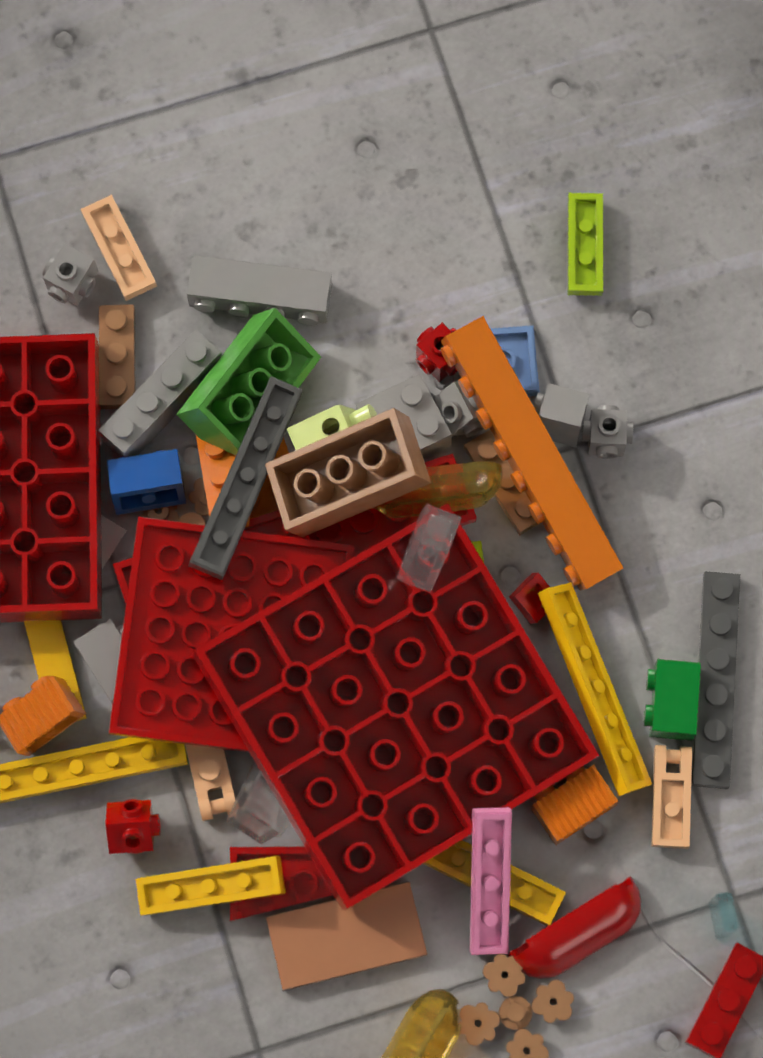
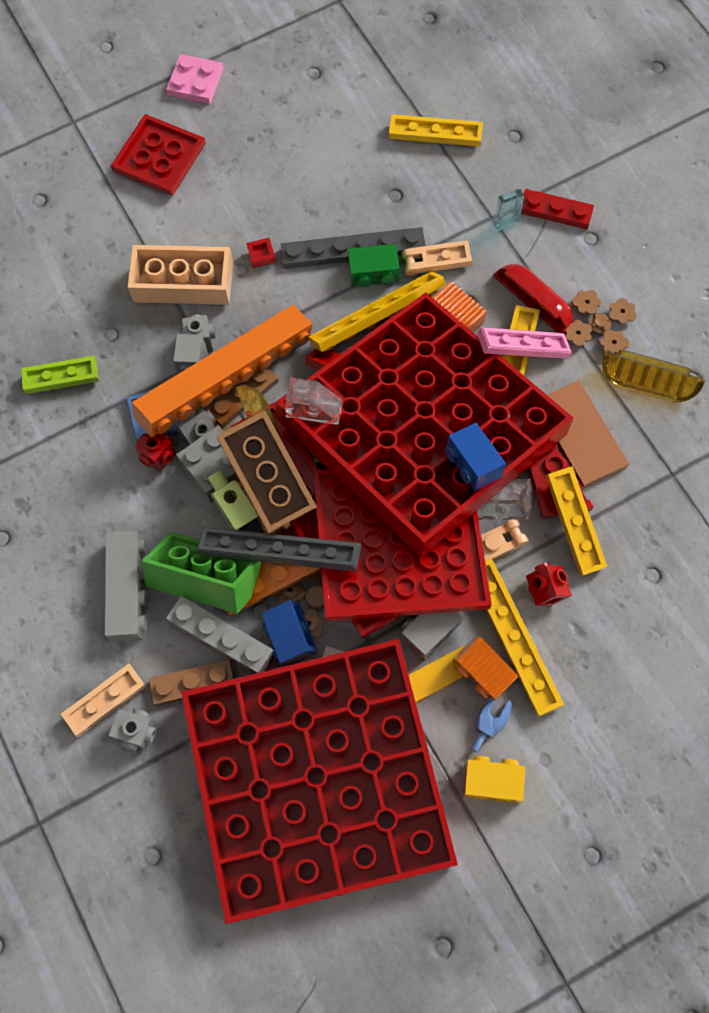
camera: 100 degrees left, 5 degrees down
(301, 744) = (474, 456): none -> blue brick
(706, 422) = (180, 274): none -> light nougat brick
(729, 543) = (261, 252): none -> red plate

